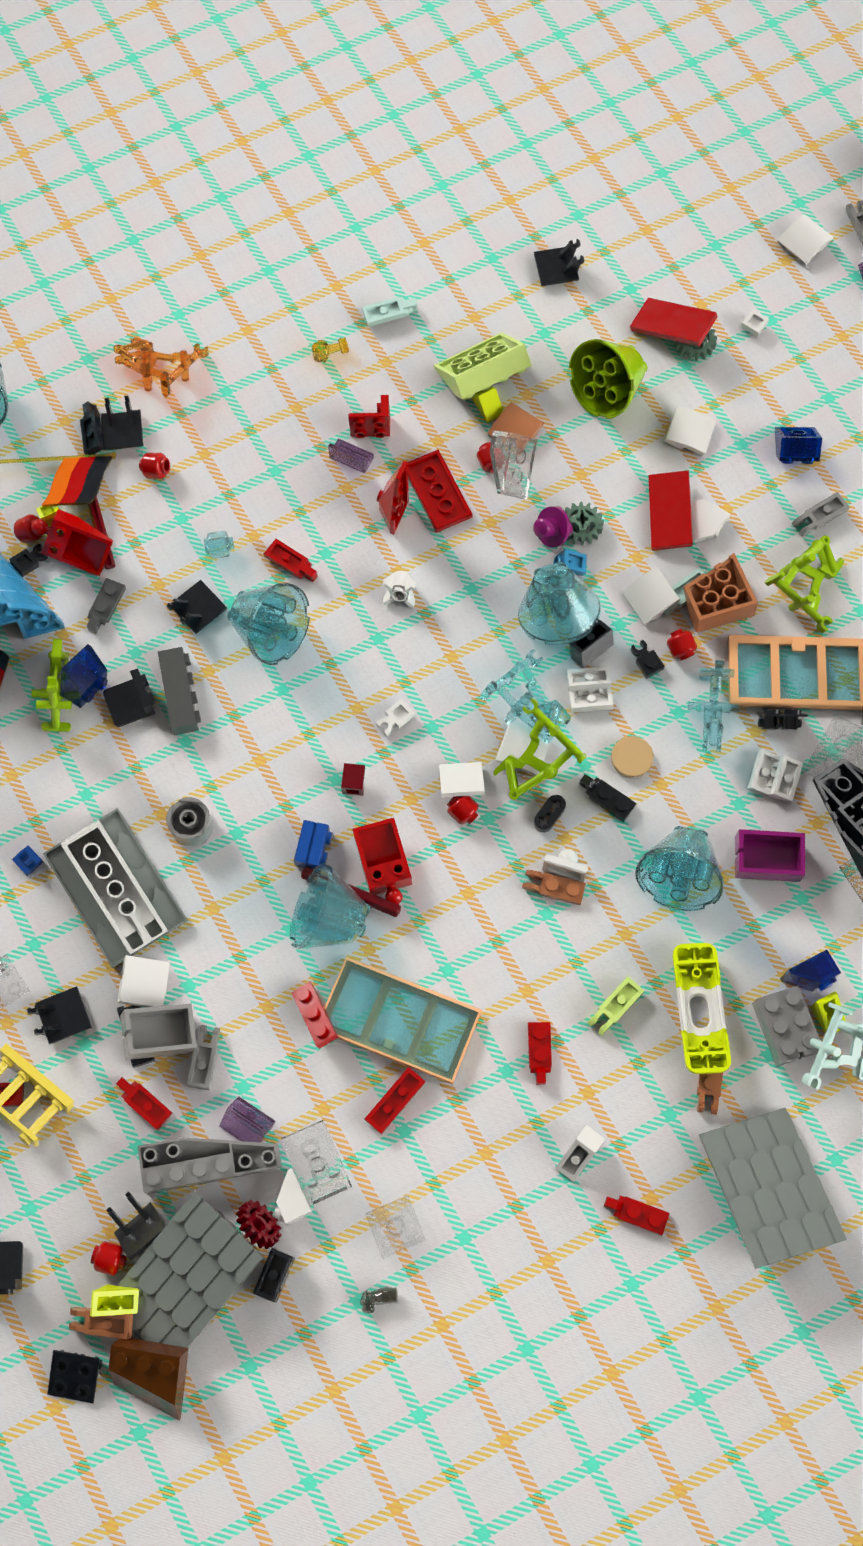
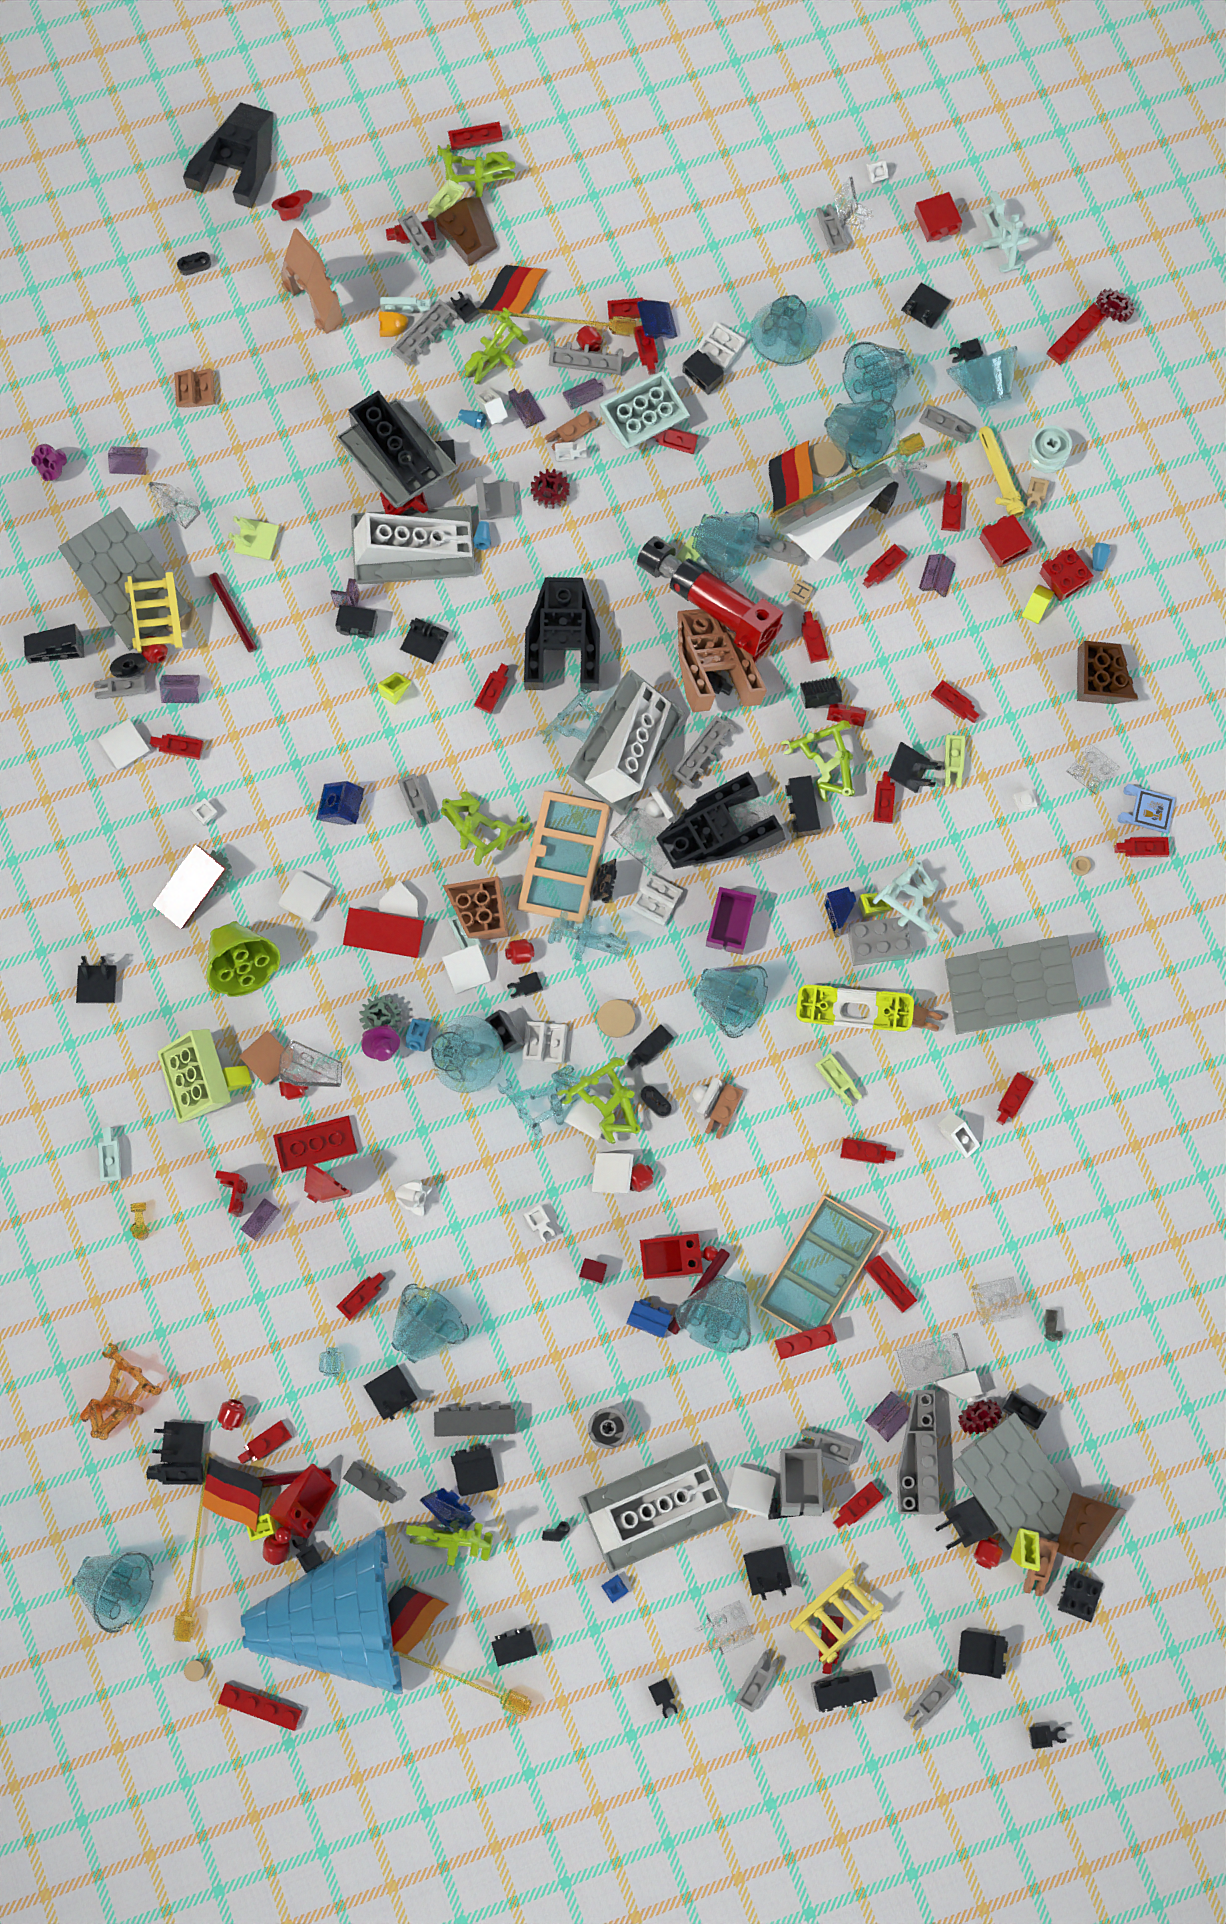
camera: 80 degrees left, 5 degrees up
(77, 794) = (558, 1534): none -> black arm
(132, 503) = (265, 1442): none -> red hinge
(817, 287) = (178, 746): none -> red hinge

